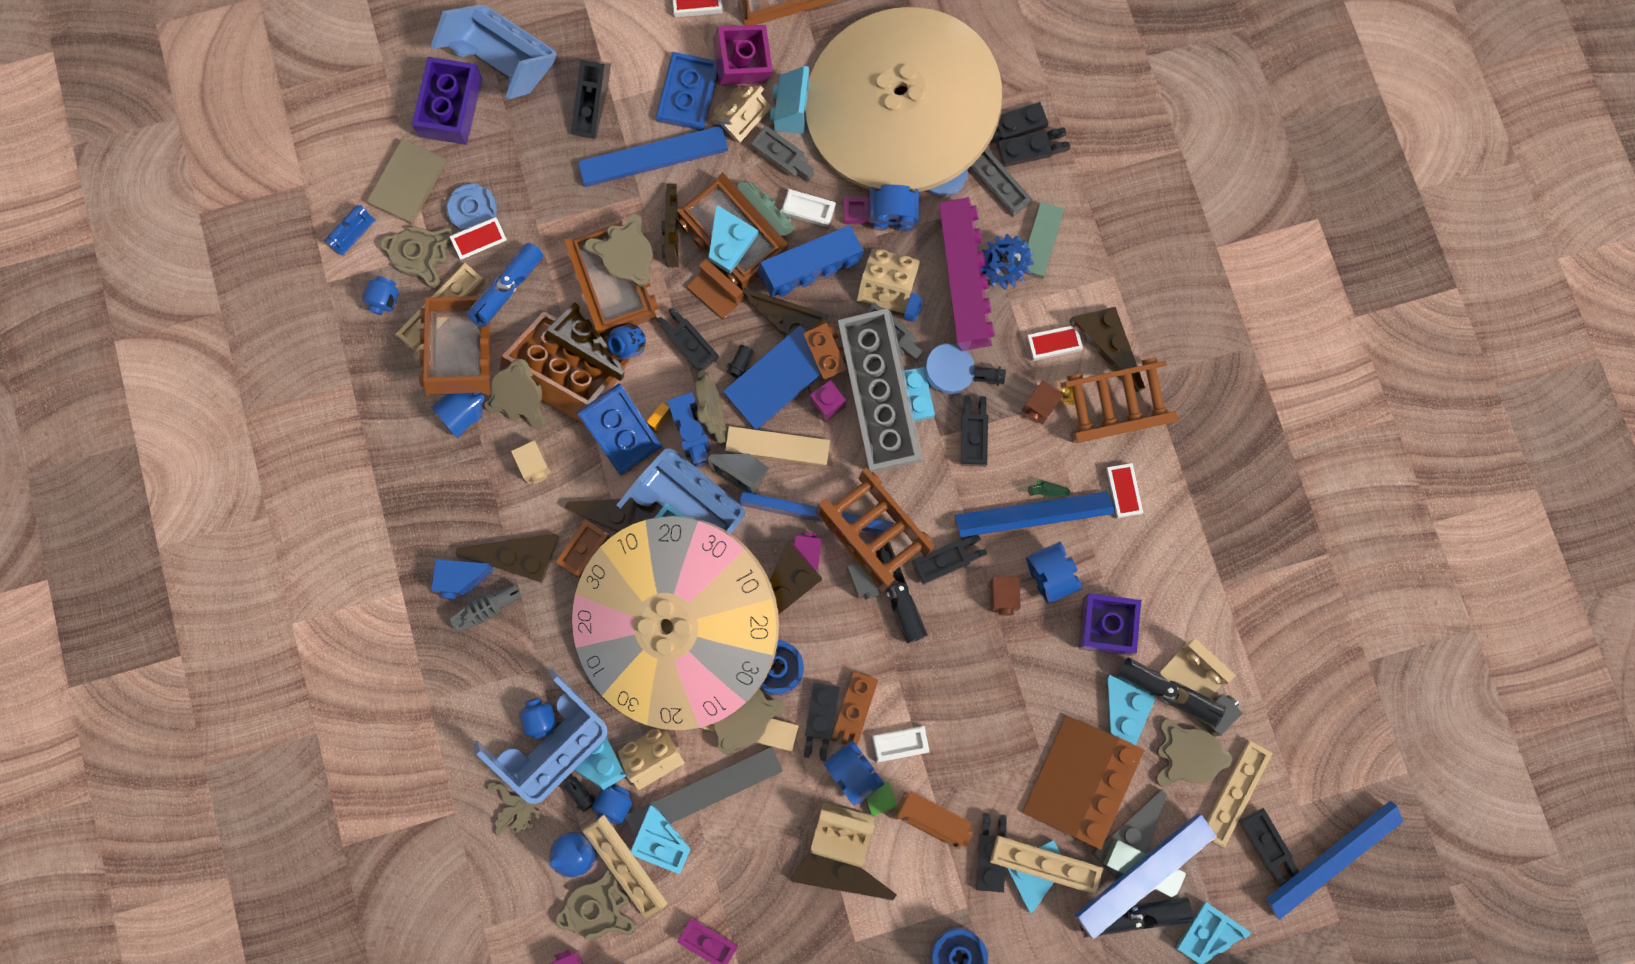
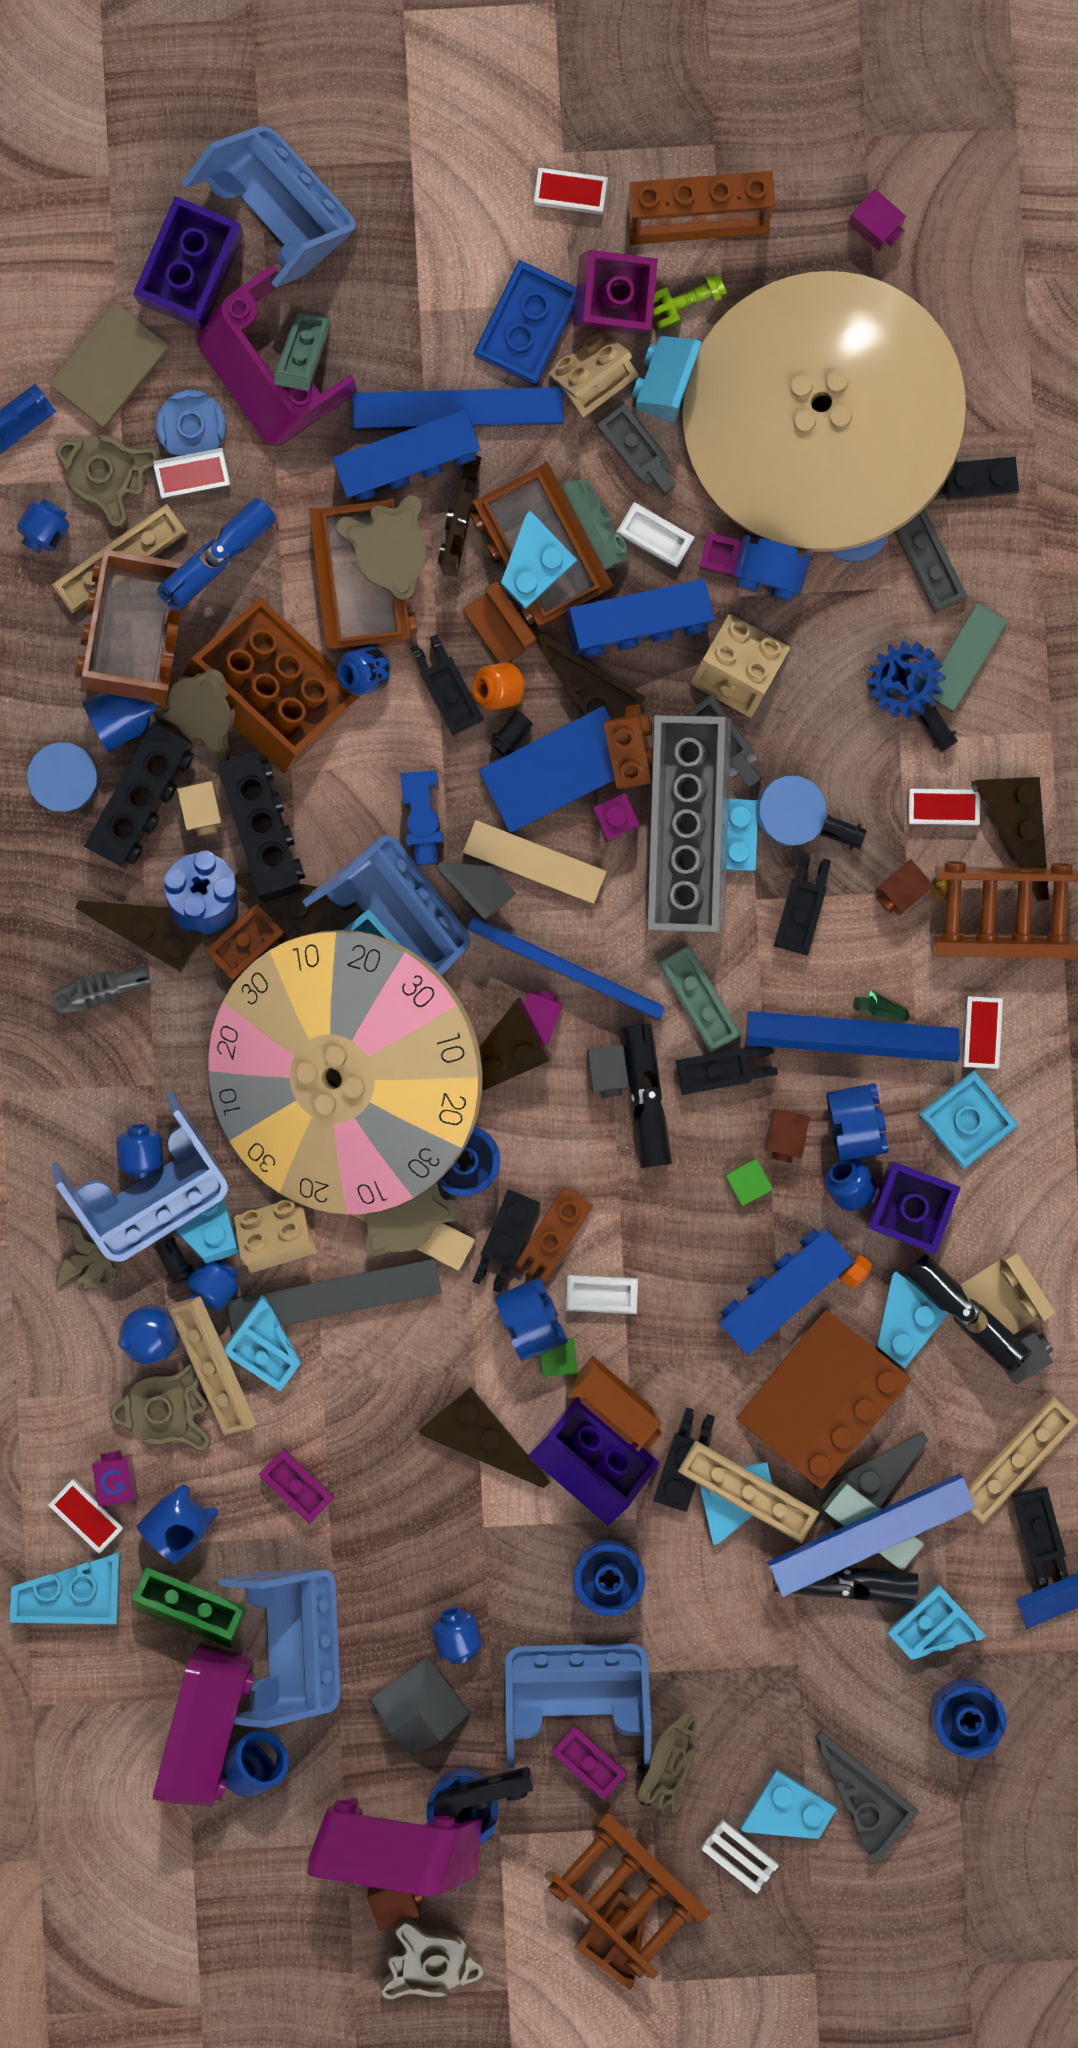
camera: 15 degrees right, 10 degrees up
(428, 465) = (62, 777): none -> medium blue tile
(457, 577) = (72, 941): blue slope -> none
(490, 425) = (155, 745): none -> black brick
(524, 181) = (272, 410): none -> magenta windscreen
(537, 138) = (302, 351): none -> sand green tile
(543, 520) = (188, 906): none -> brick
(554, 433) = (237, 776): none -> black brick
(581, 339) = (300, 650): dark brown wing -> none
(590, 97) = (389, 302): black slope -> none
(619, 429) = (327, 792): blue tile -> none
(625, 190) = (407, 454): none -> blue brick
(659, 417) = (384, 786): light orange tile -> none
(710, 406) = (456, 788): dark tan tile -> none
(723, 330) = (498, 686): none -> orange head
(808, 40) = (713, 287): none -> lime hinge
(842, 834) = (499, 1392): tan bracket -> none
(866, 552) = (614, 1039): dark orange fence -> none
(913, 307) = (763, 715): blue tile -> none
(920, 513) = (699, 998): none -> sand green tile
(925, 869) = (593, 1462): none -> dark purple slope
(966, 275) = (846, 685): magenta brick -> none
(986, 636) = (749, 1182): none -> bright green tile
(1032, 147) = (985, 519): black hinge -> none
(1033, 709) = (785, 1290): none -> blue brick
(1036, 291) = (937, 729): none -> black pin
(1060, 619) = (850, 1184): none -> blue head
(1081, 682) = (856, 1272): none -> orange tile
(1131, 554) = (968, 1119): none -> medium azure tile
(1190, 755) = (972, 1397): dark tan tile -> none

